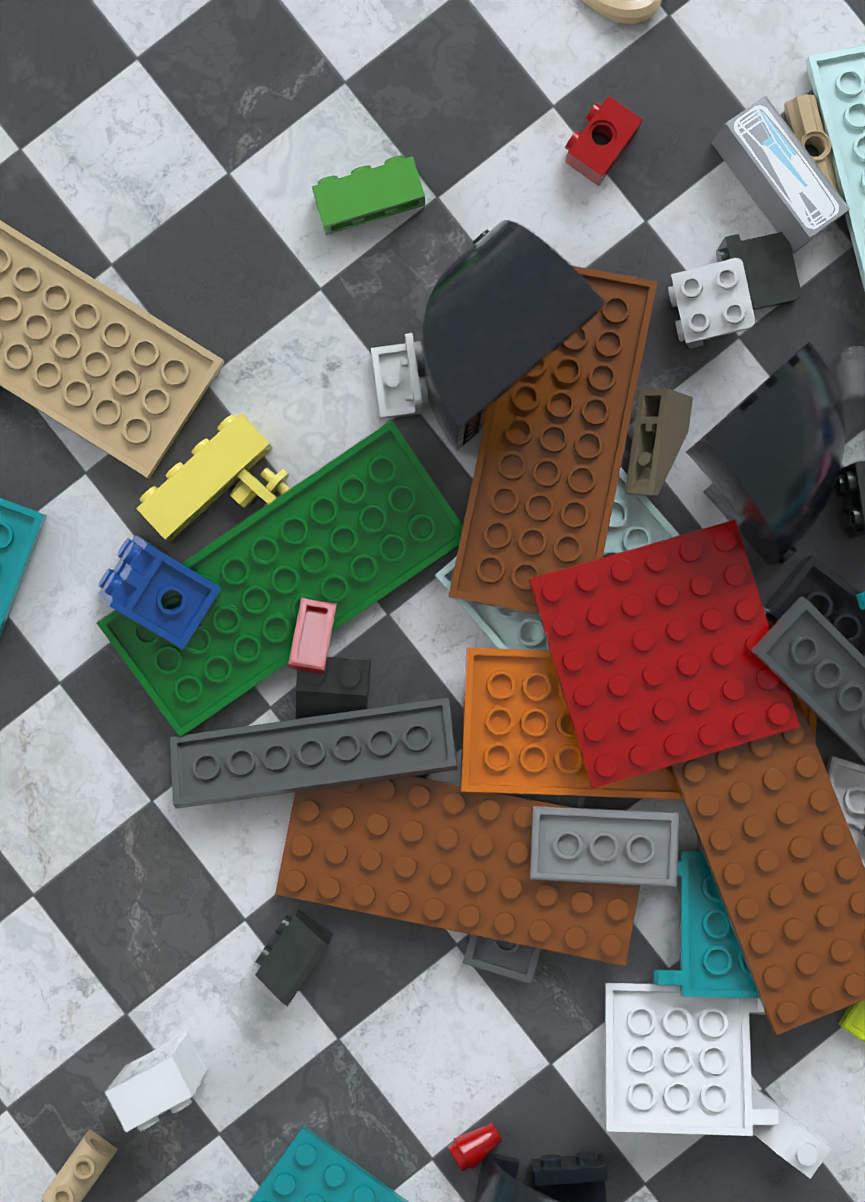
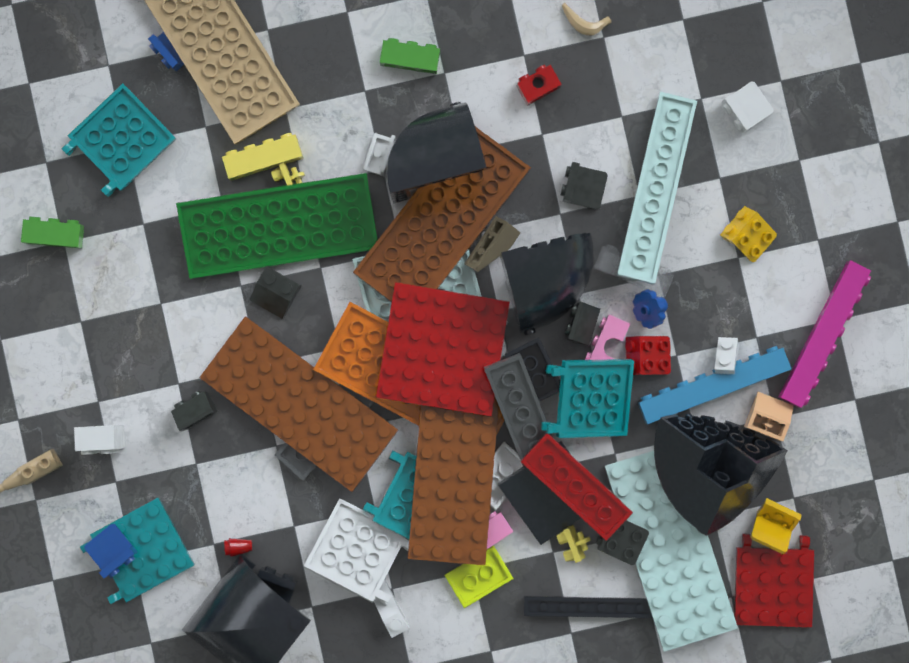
camera: 30 degrees right, 0 degrees up
(143, 578) = (208, 192): blue bracket -> none
(312, 636) = (277, 259): tile -> none
(313, 753) = (250, 317): dark grey plate -> none
(604, 846) = (369, 428): light grey tile -> none
(711, 301) = (551, 190): white bracket -> none
(779, 173) = (616, 143): light grey slope -> none
(806, 124) = (642, 127): tan piece -> none

